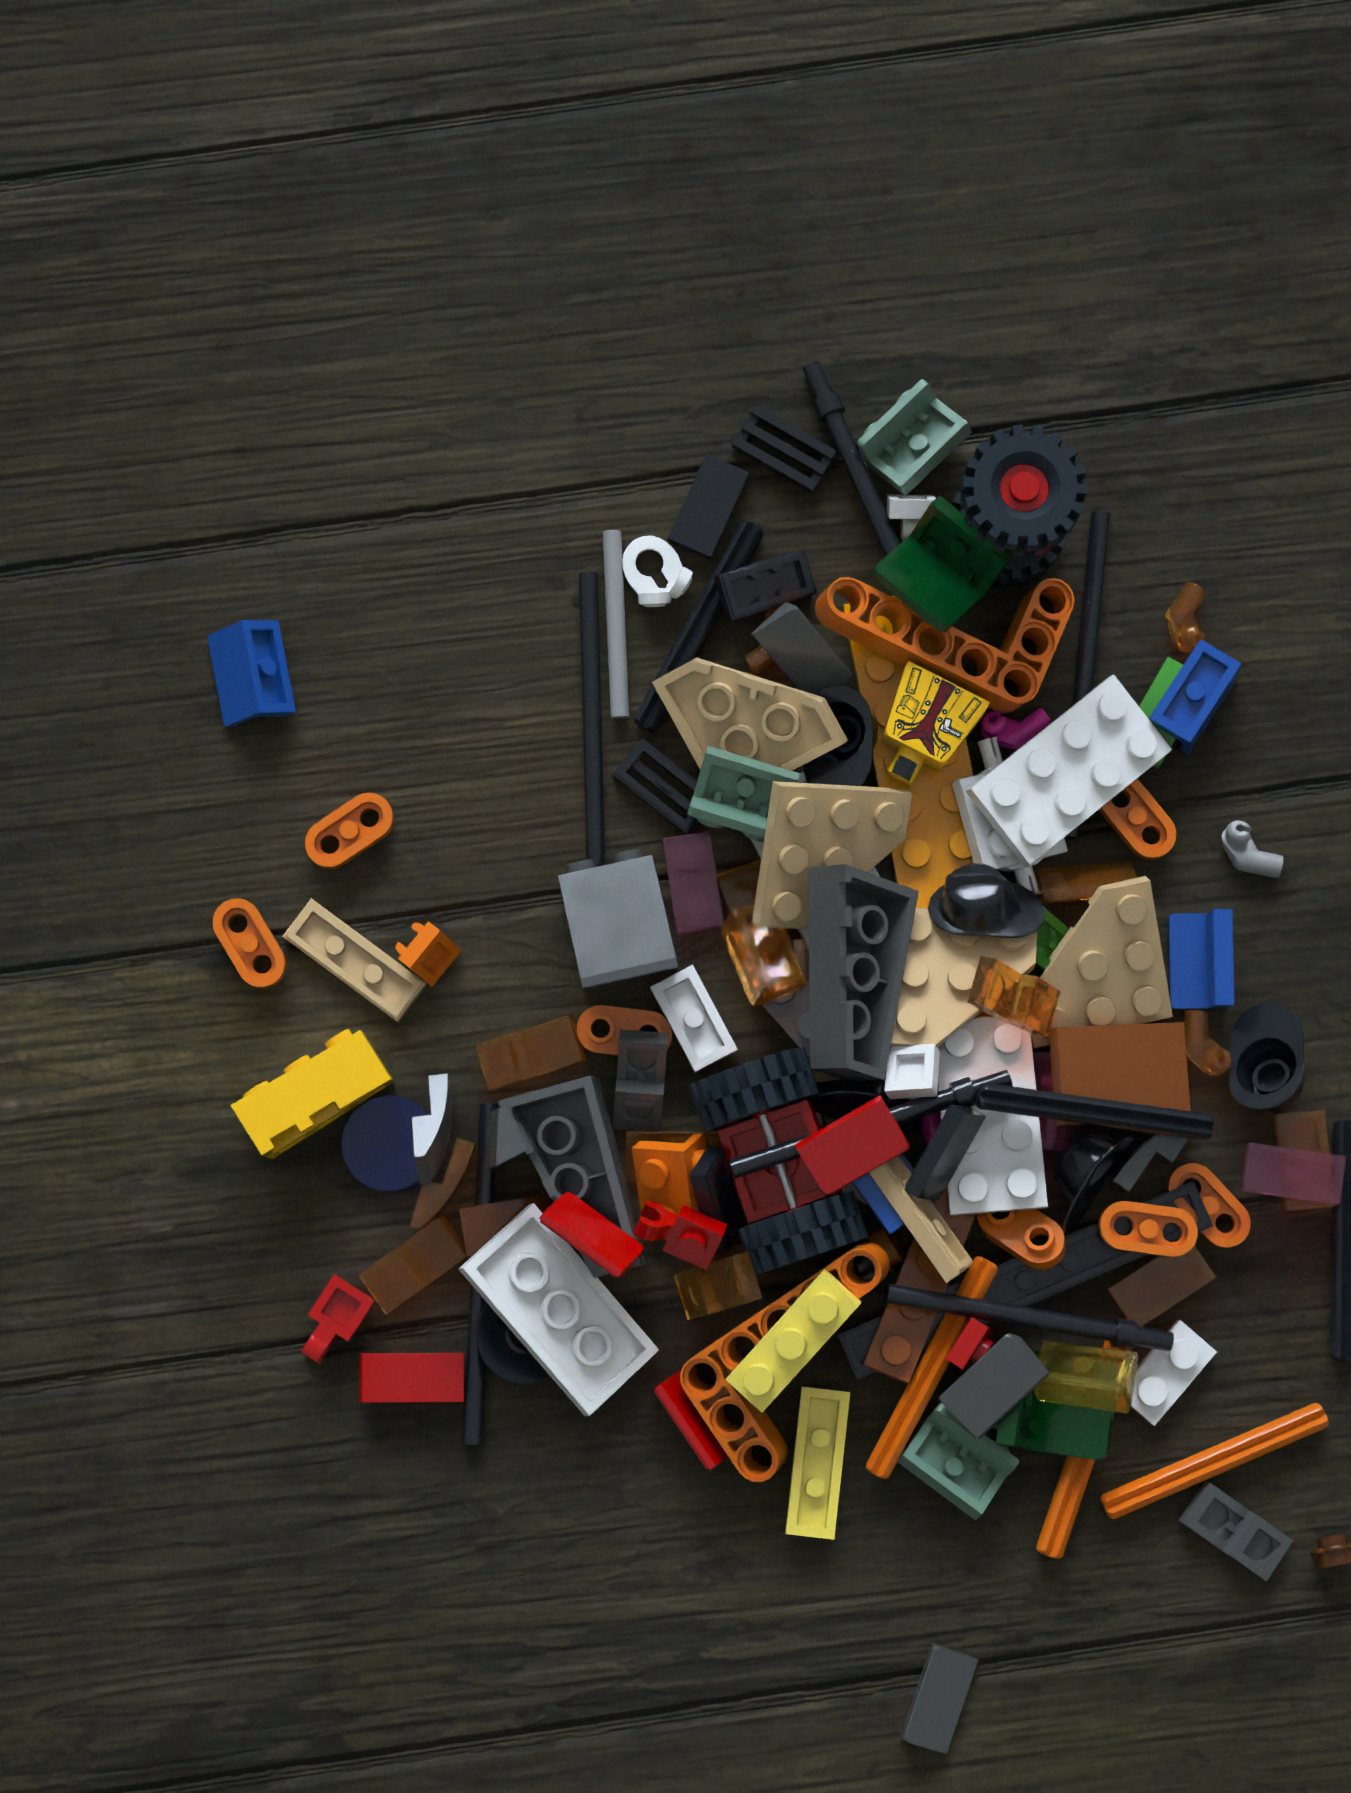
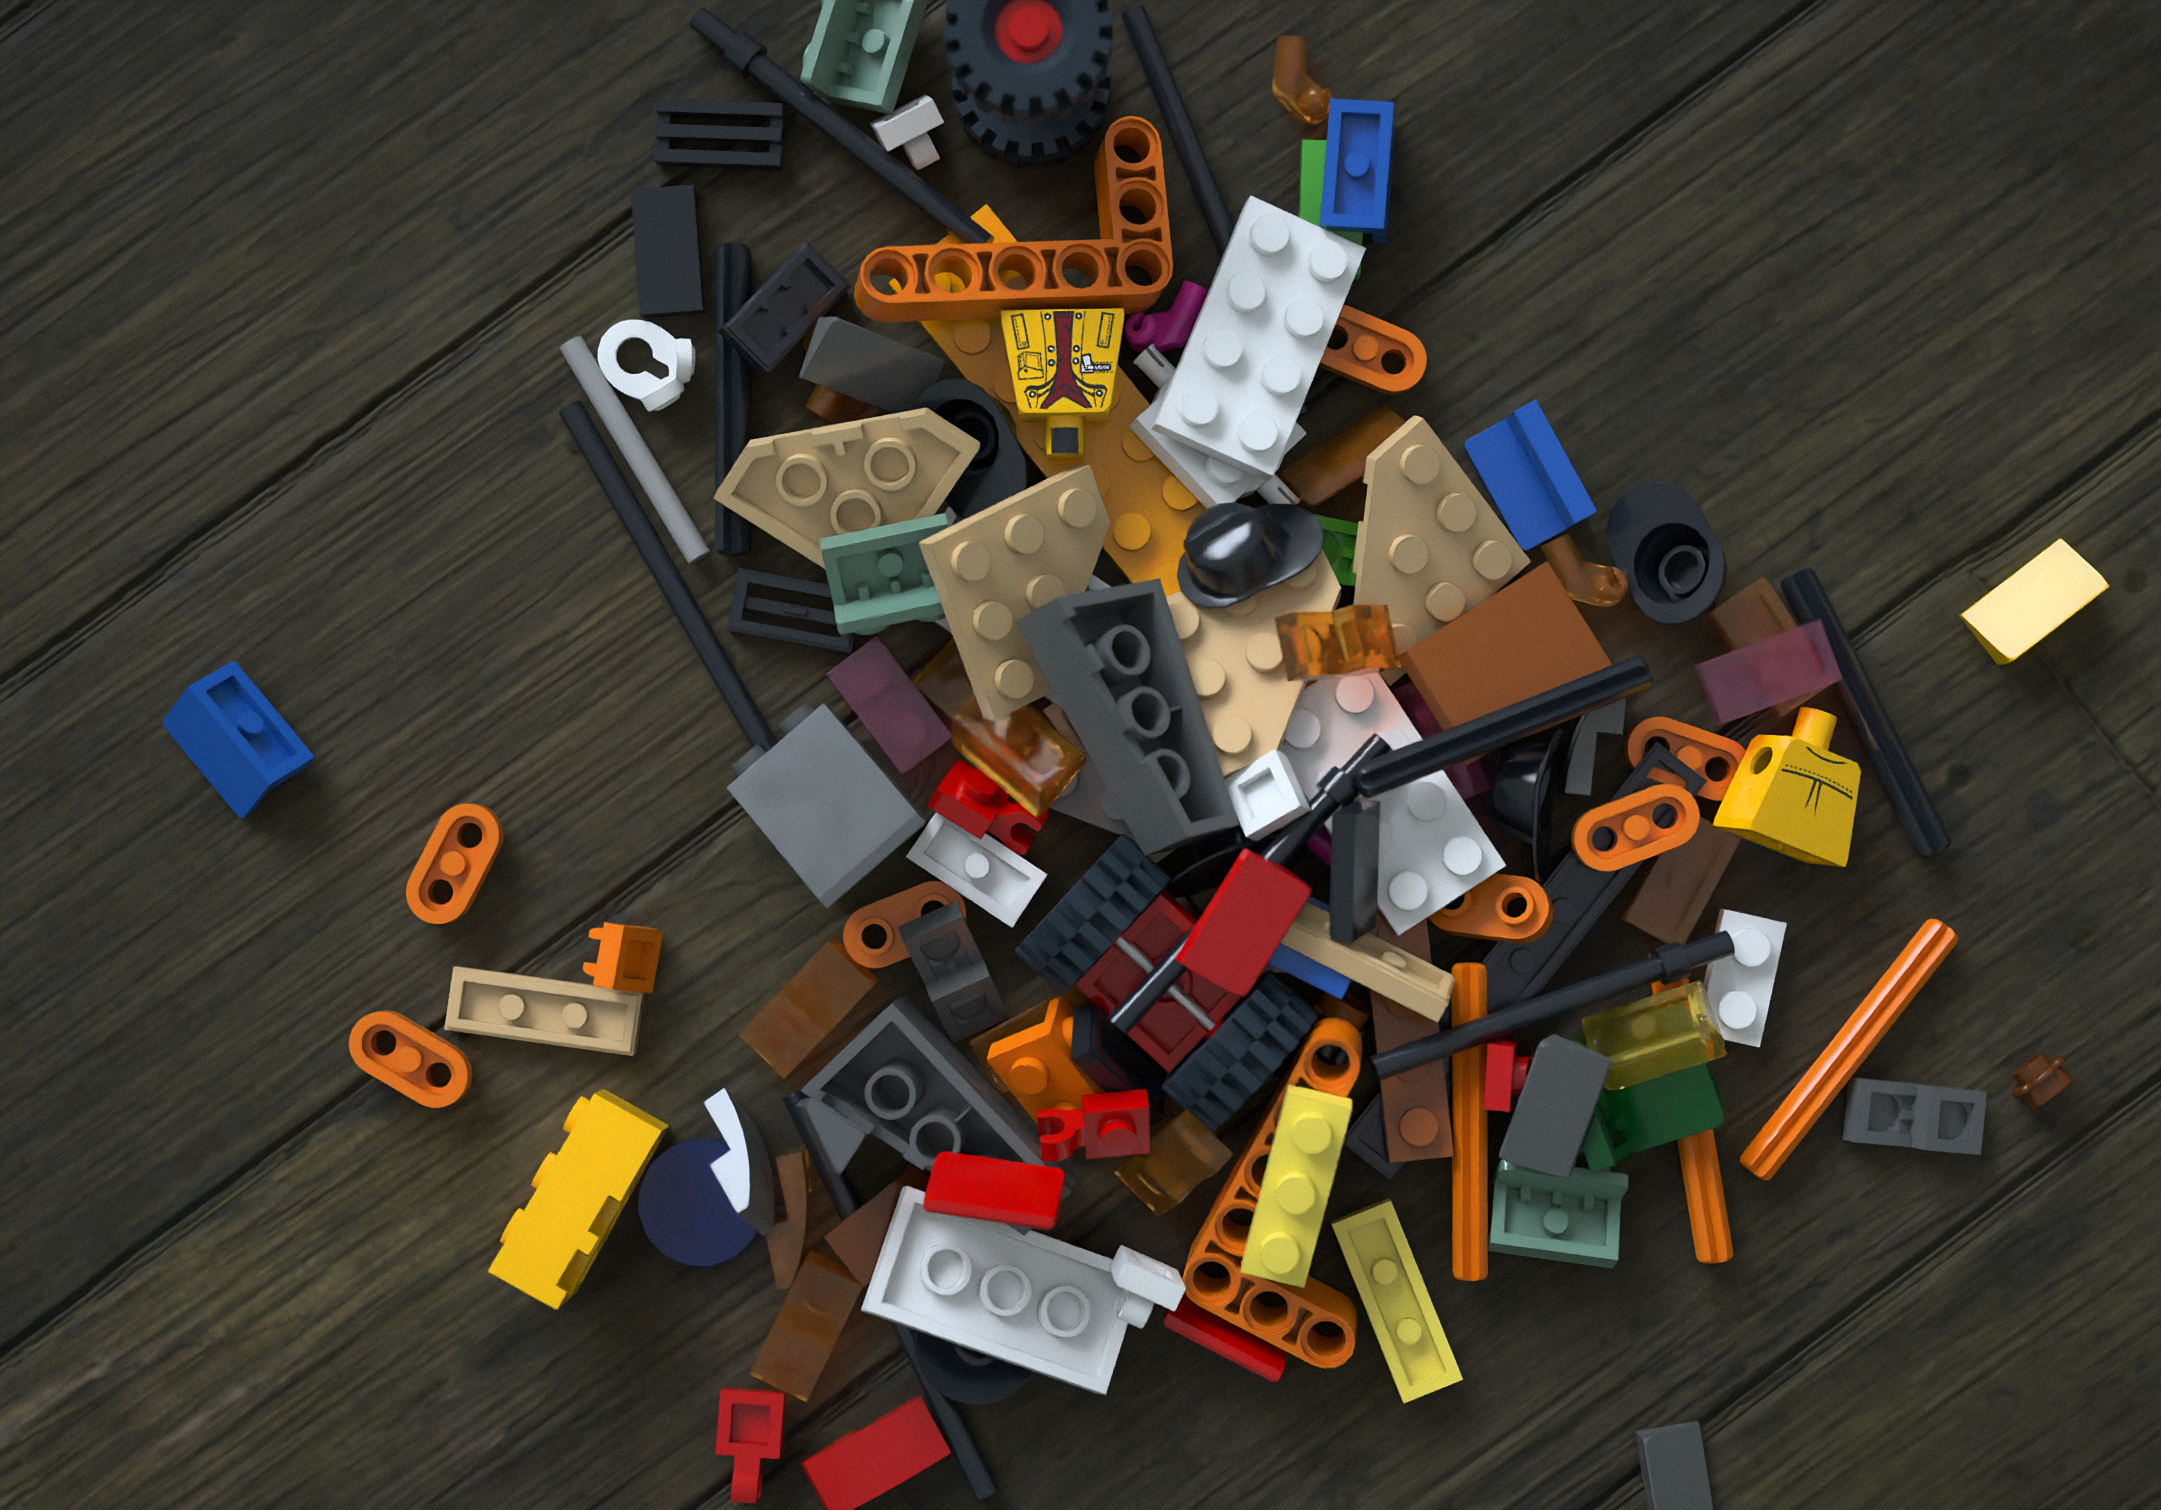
camera: 30 degrees left, 5 degrees up
(655, 1355) = (1142, 1284): none -> white tile
(719, 980) = (981, 806): none -> red plate
(941, 567) = (980, 177): dark green bracket -> none
(1245, 855) = (1515, 326): light grey arm -> none
(1268, 1266) = (1795, 793): none -> yellow torso

